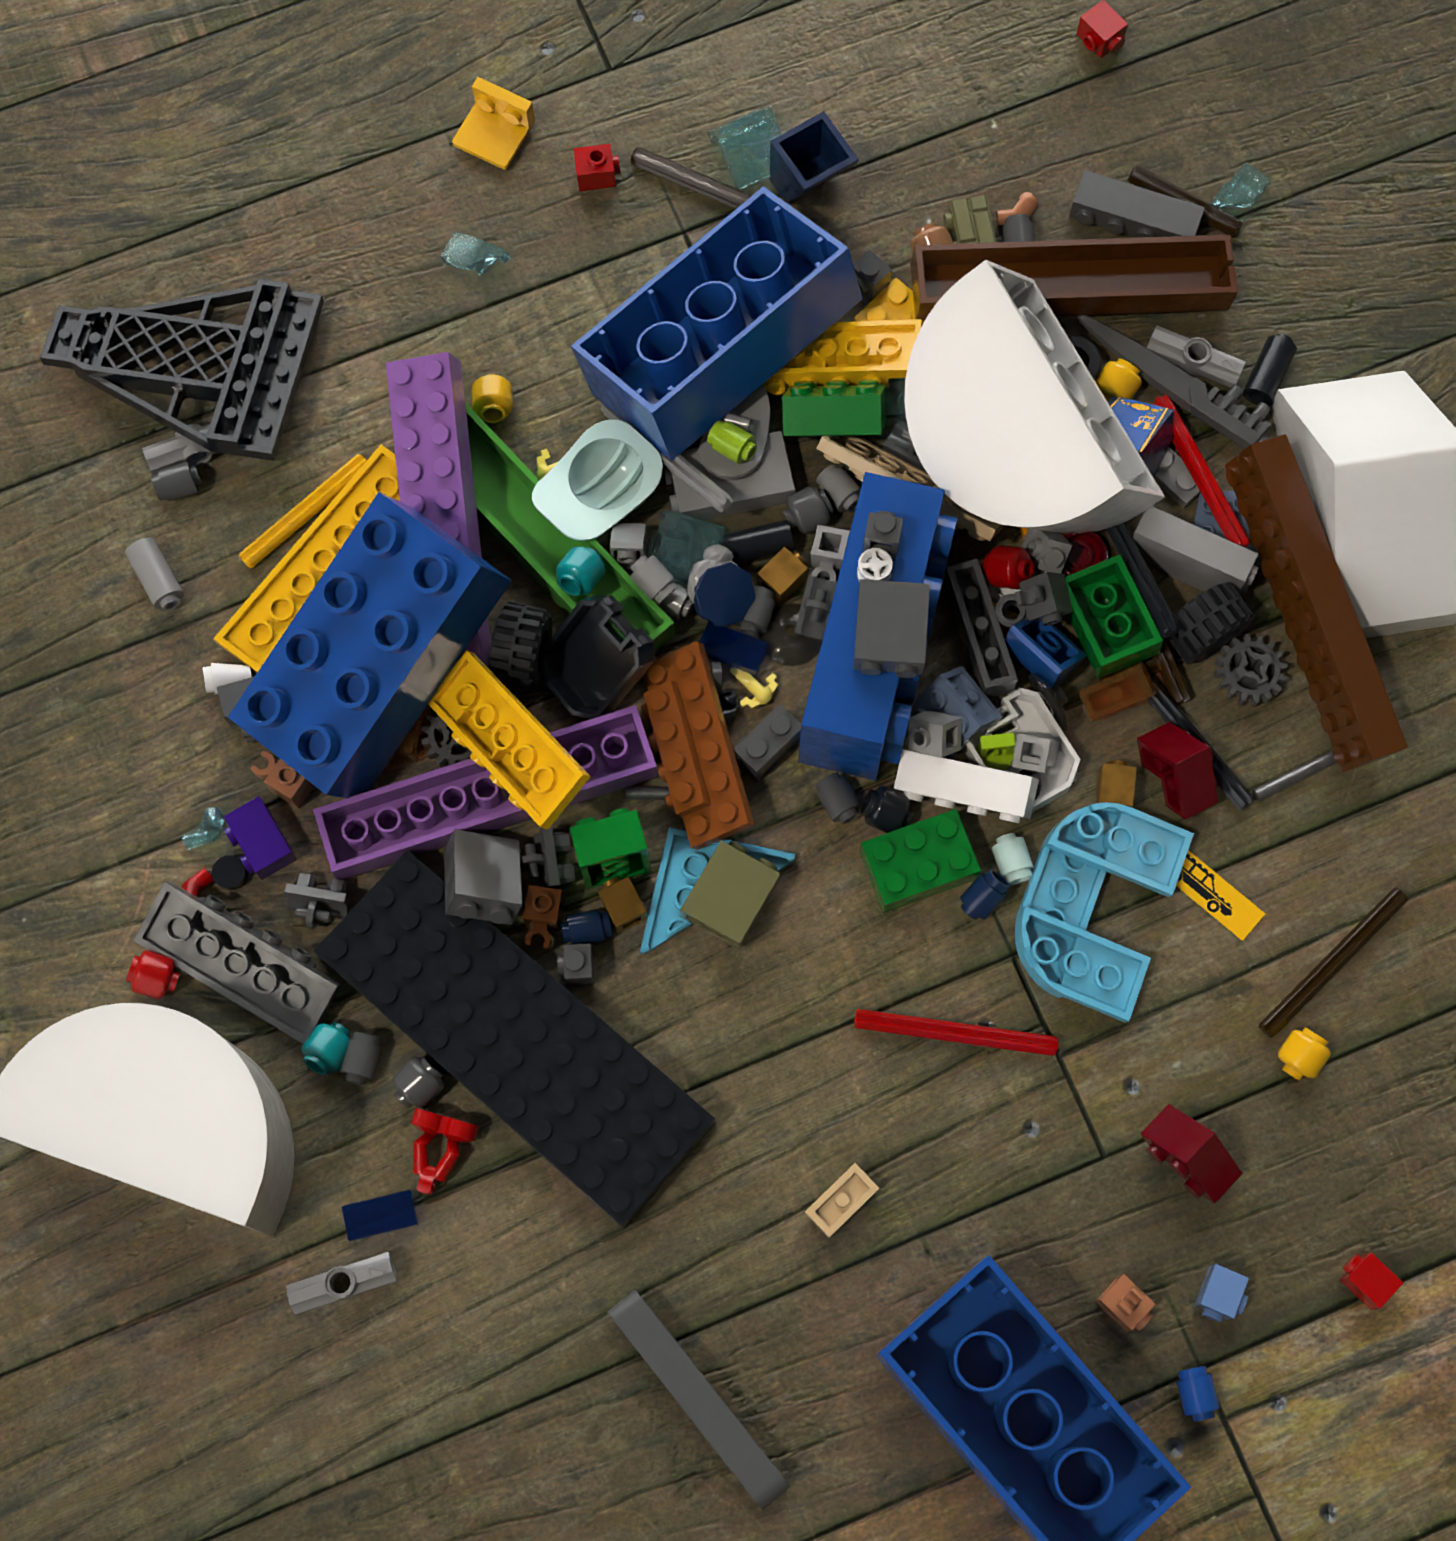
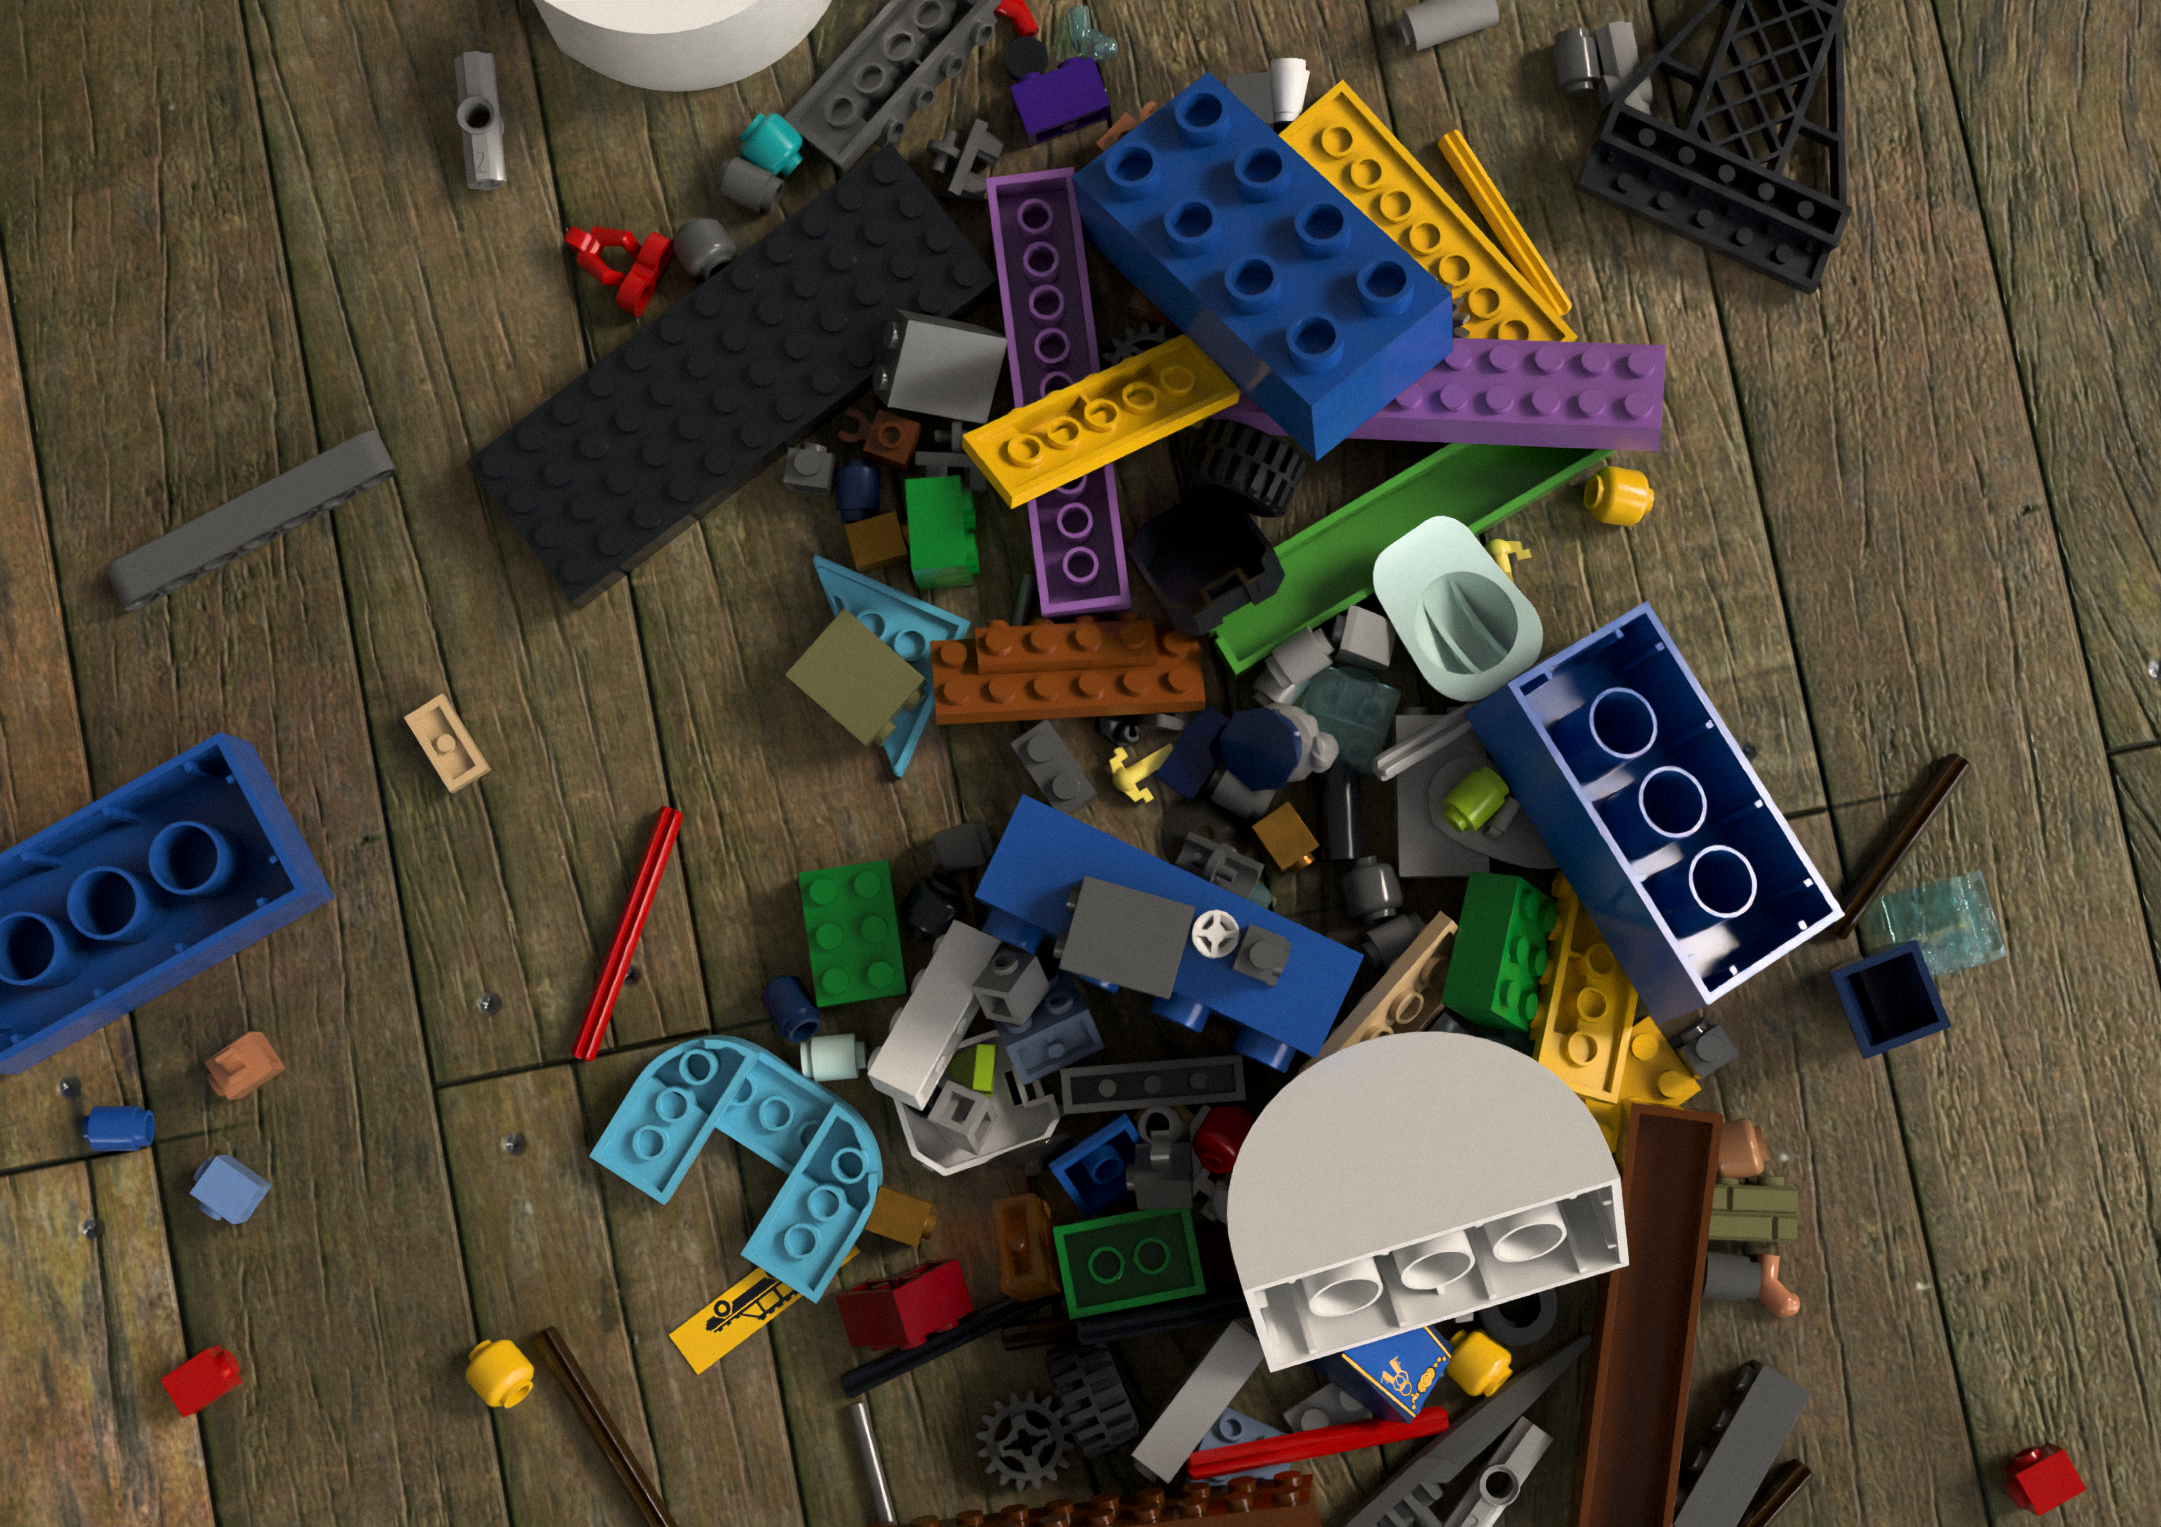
camera: 105 degrees right, 10 degrees up
(380, 1215) = (555, 180): clear blue tile -> none
(471, 253) = (1845, 506): clear light blue slope -> none
(495, 124) = (2037, 569): yellow bracket -> none
(580, 571) = (1329, 562): teal head -> none
(596, 167) = (1947, 700): red brick -> none
(828, 551) = (1298, 901): light grey brick -> none
(1191, 1153) = (402, 1190): dark red brick -> none

